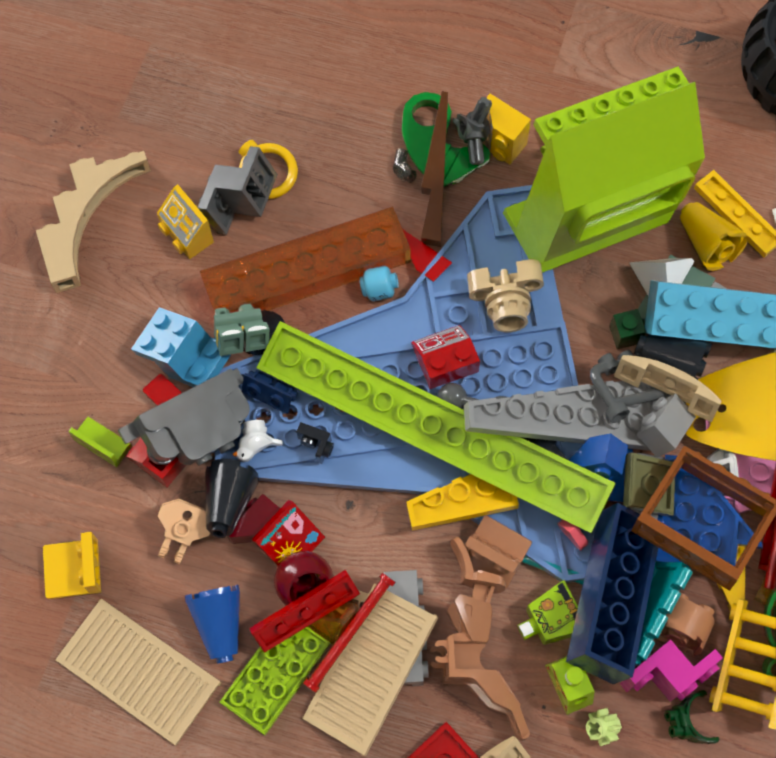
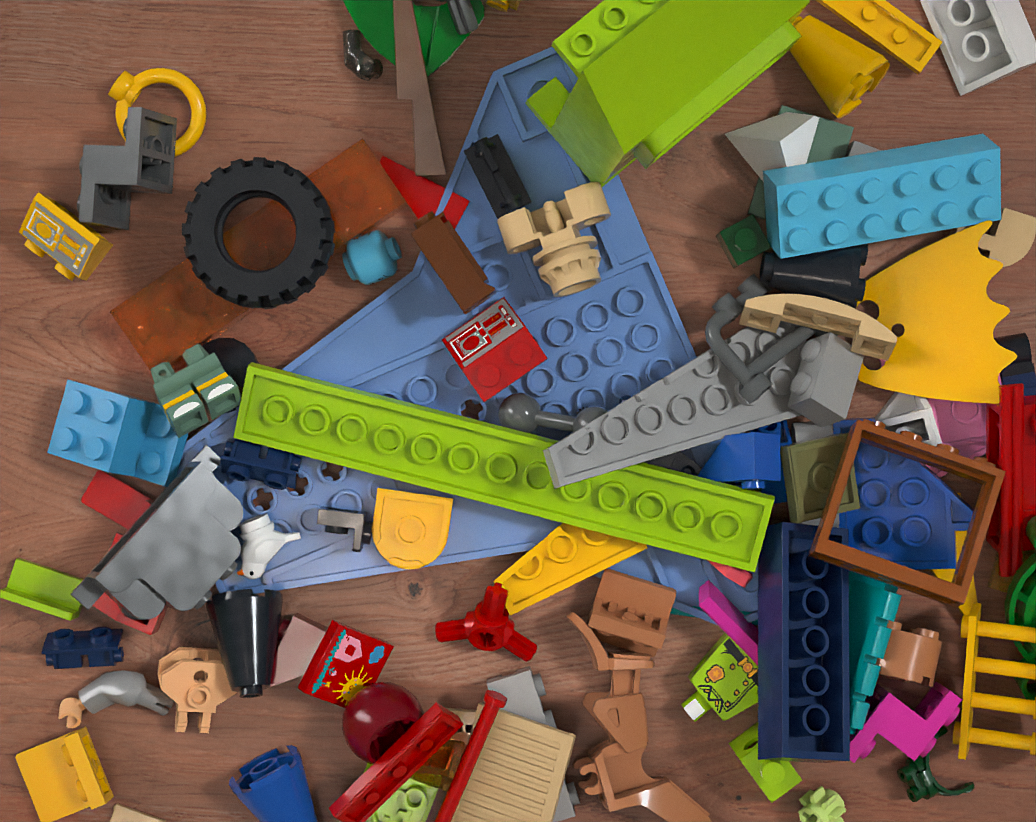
camera: 15 degrees left, 20 degrees up
(124, 487) = (66, 647): none -> dark blue hinge
(126, 516) = (114, 687): none -> light grey arm
(305, 208) = (211, 209): none -> black tyre
(359, 456) = (410, 527): none -> yellow tile
(395, 535) = (488, 626): none -> red bush
(432, 290) = (452, 261): none -> reddish brown window
(473, 247) = (497, 175): none -> black hinge
(565, 570) = (729, 619): none -> dark pink tile

